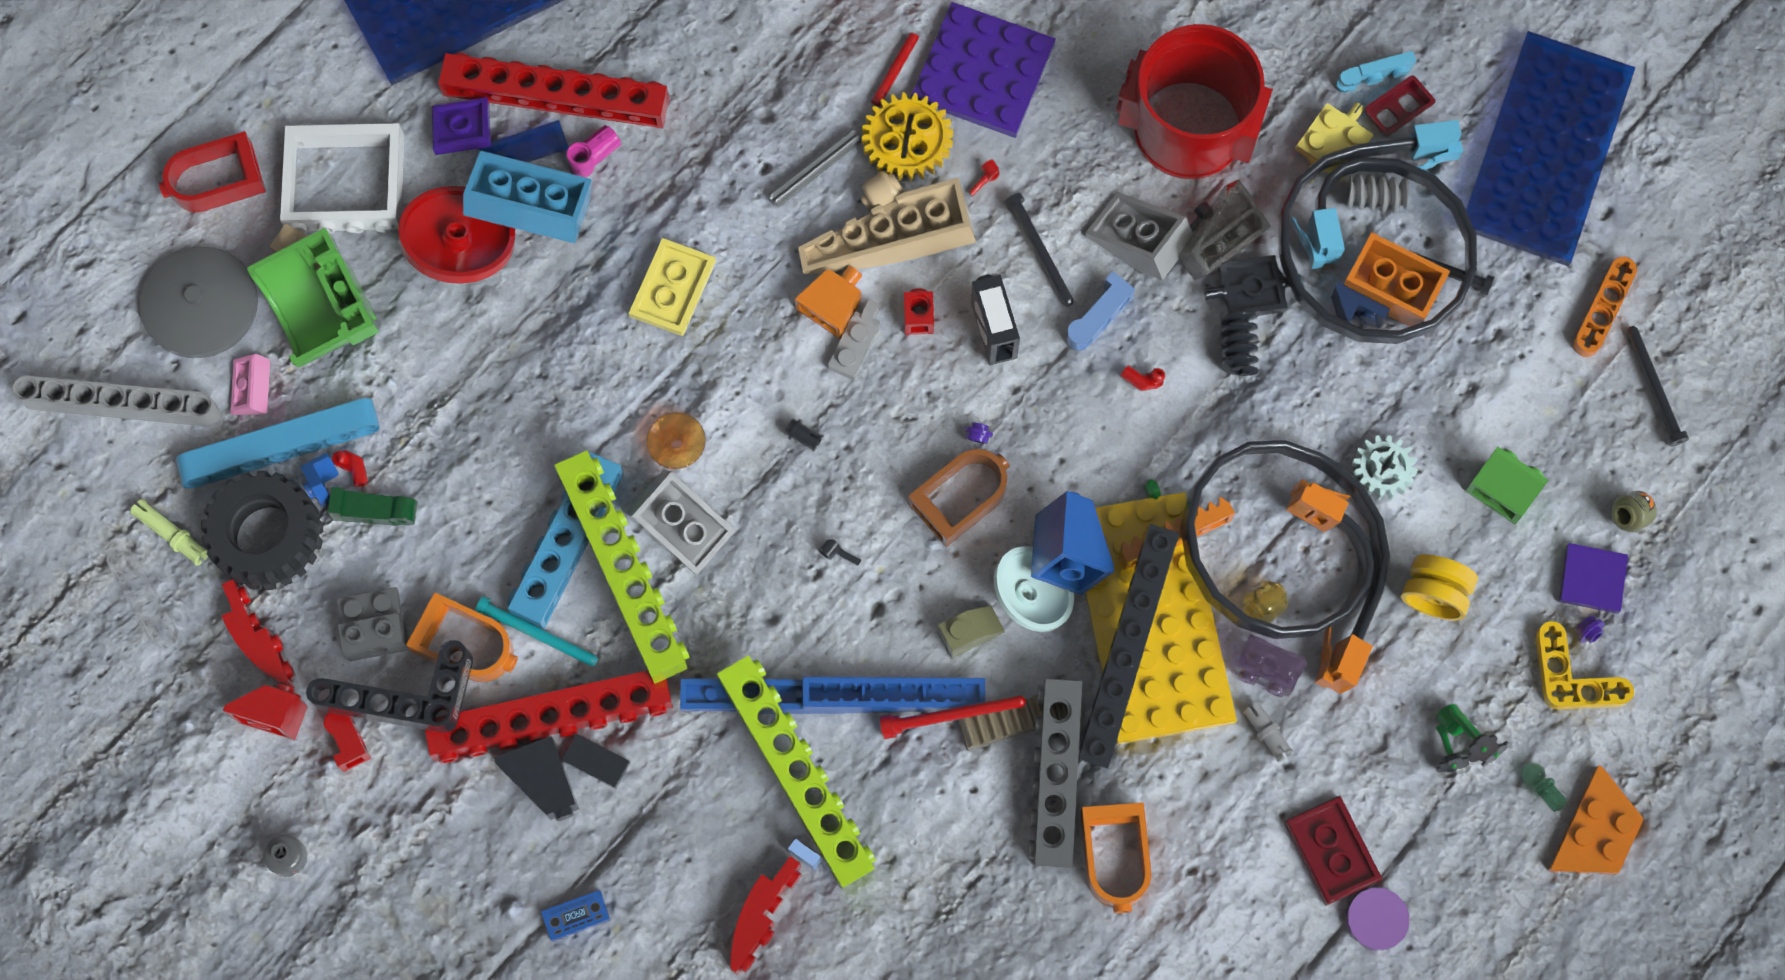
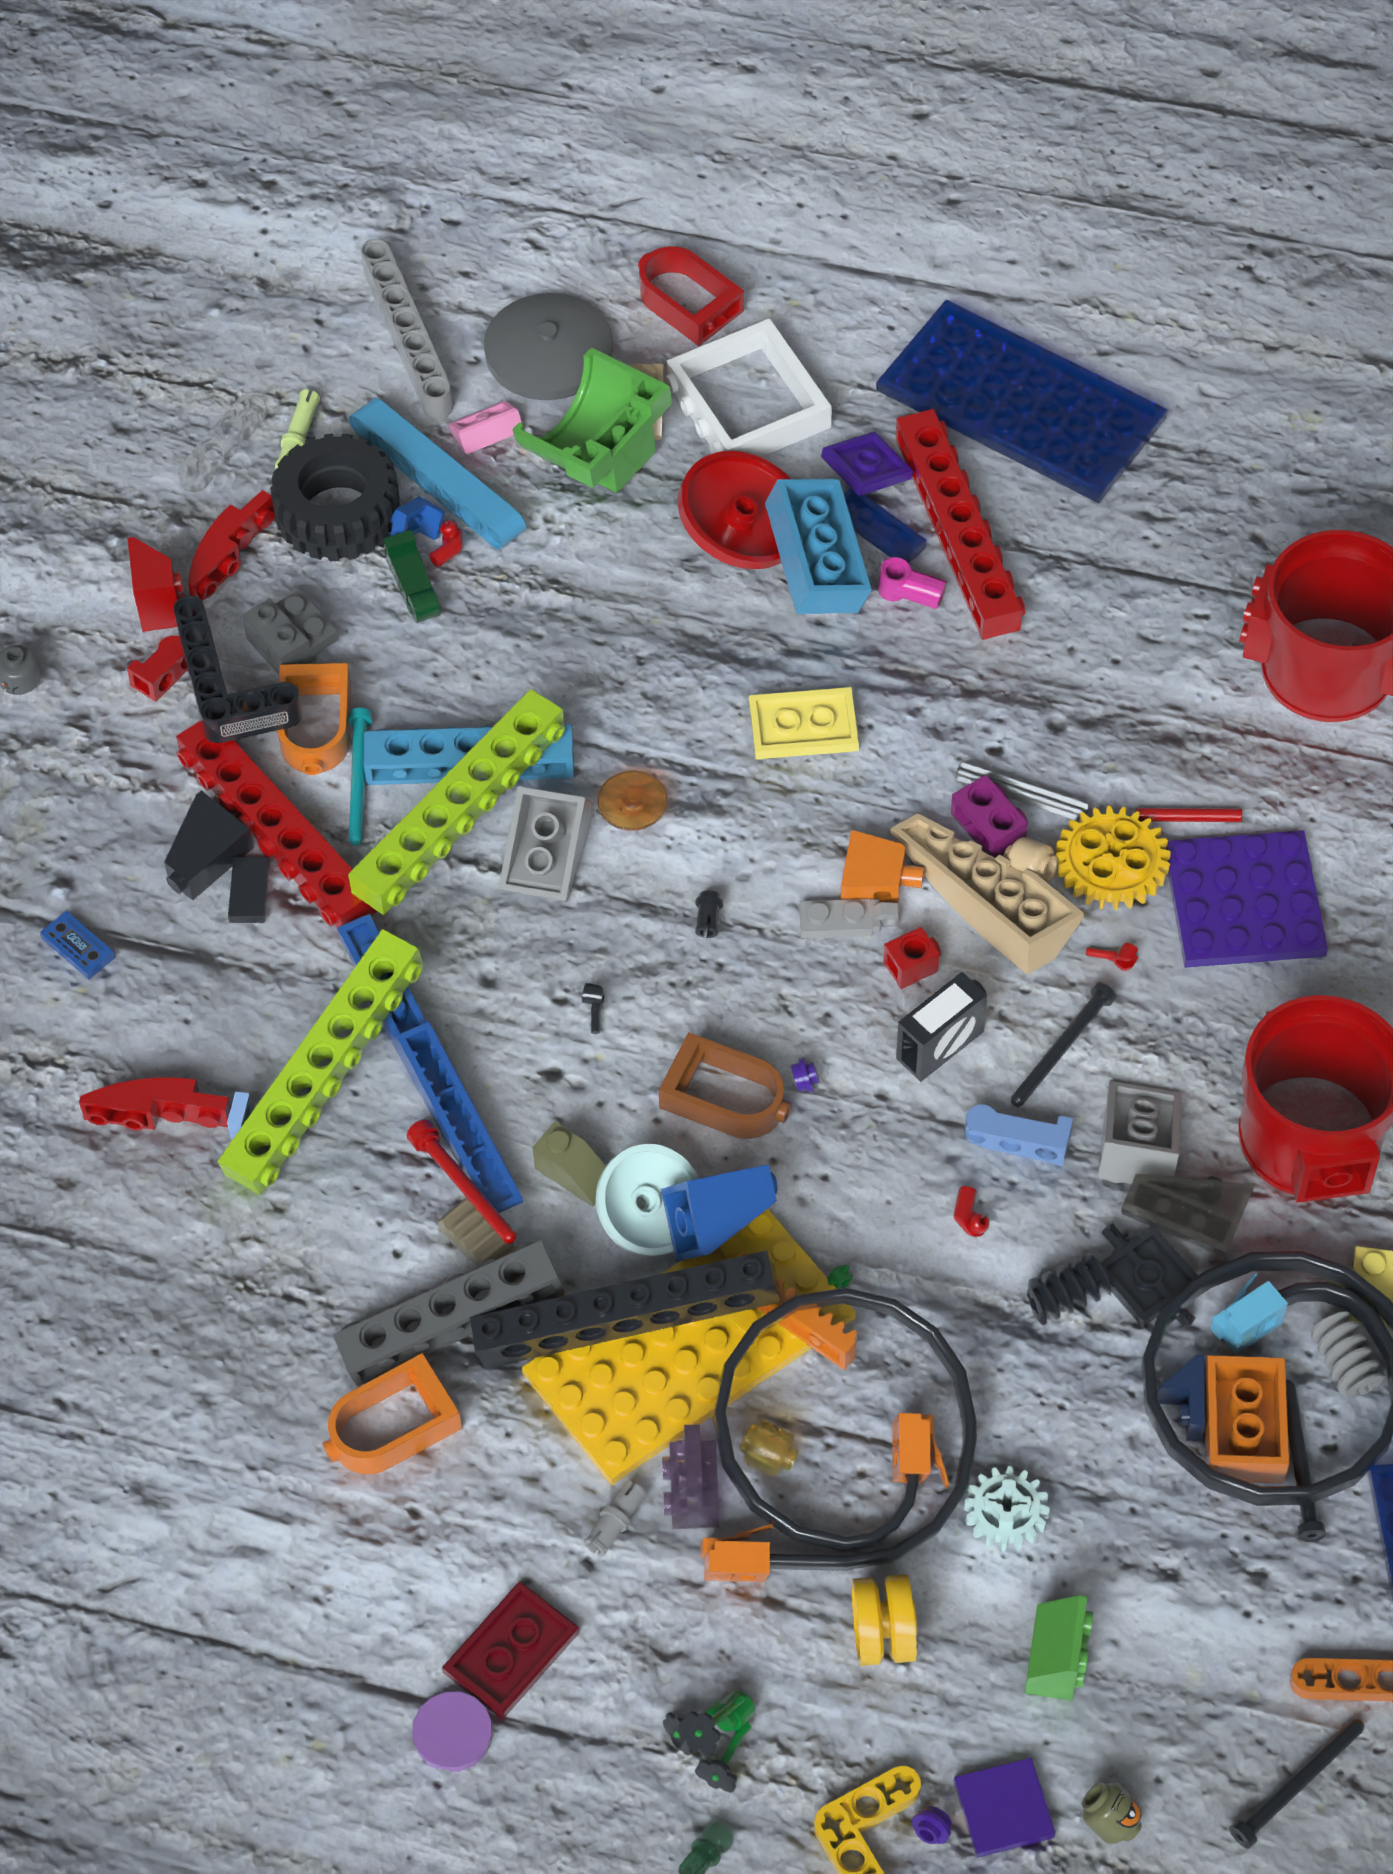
camera: 65 degrees right, 15 degrees down
(829, 208) = (983, 821): none -> magenta brick

